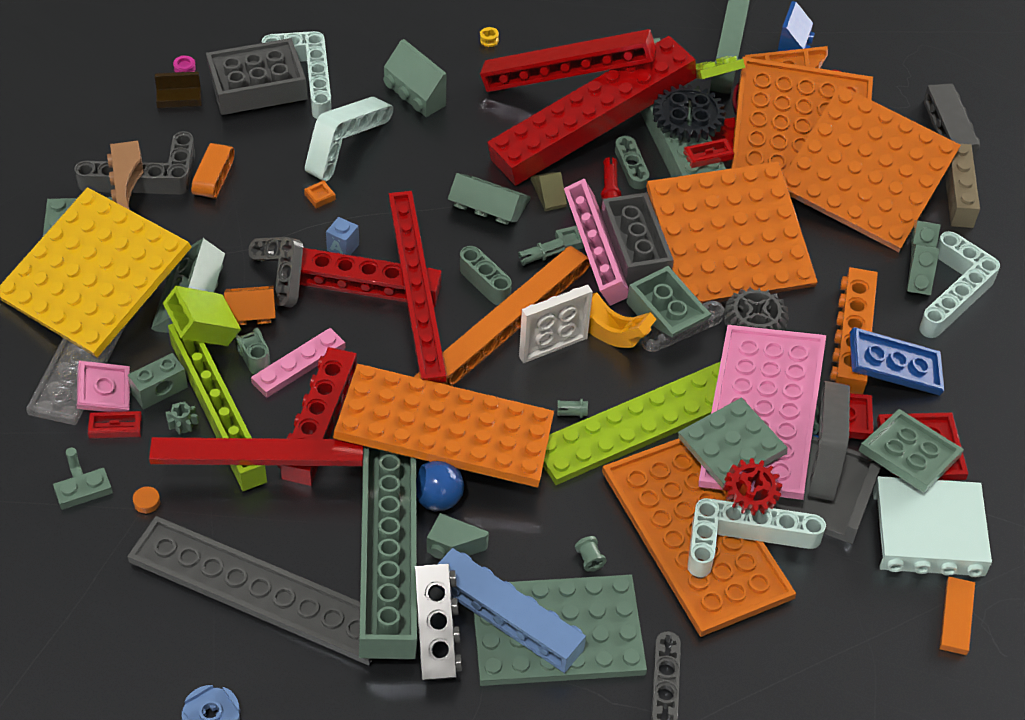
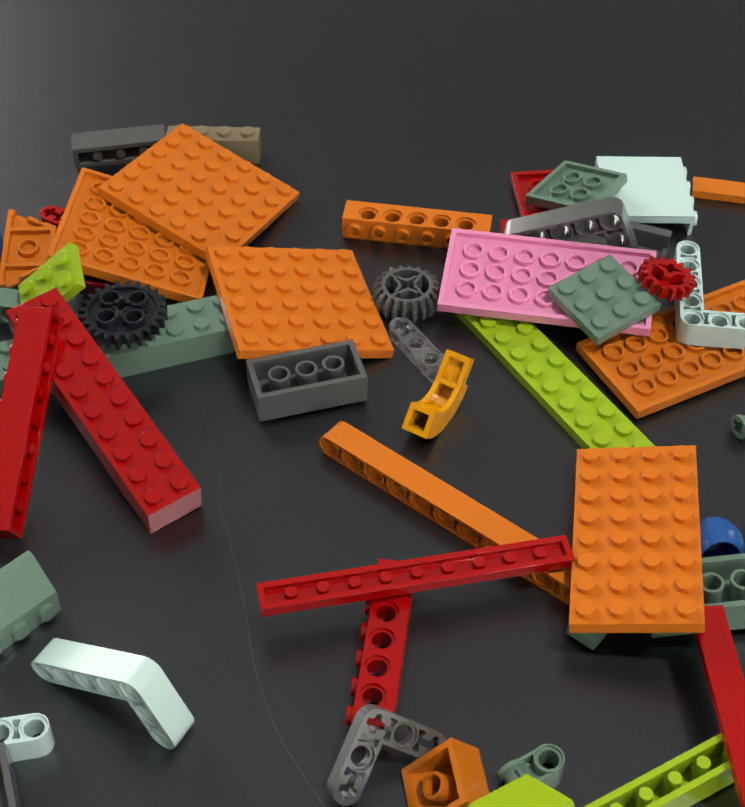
camera: 90 degrees left, 5 degrees down
(295, 363) = (537, 722): bright pink plate -> none
(319, 194) = (219, 727): orange tile -> none
(321, 407) = (612, 673): red brick -> none
(342, 237) = (317, 681): medium blue brick -> none
(484, 275) = (370, 523): sand green beam -> none
(487, 198) = (233, 523): sand green slope -> none
(541, 251) = (323, 472): sand green axle -> none
(550, 190) = (213, 465): olive slope -> none
(555, 323) = (467, 436): white plate -> none
(570, 237) = (295, 449): sand green tile -> none
(574, 408) = (558, 435): sand green pin -> none
(597, 242) = (313, 413): bright pink brick -> none
(610, 180) = (222, 408): red pin -> none
(632, 154) = (177, 397): sand green beam -> none
(668, 301) = (407, 354): sand green slope -> none
(709, 154) = (188, 317): red tile -> none
(896, 361) = (459, 198): blue tile -> none
(923, 257) = (322, 169): sand green arch -> none
(978, 275) = (351, 152): light aqua beam -> none

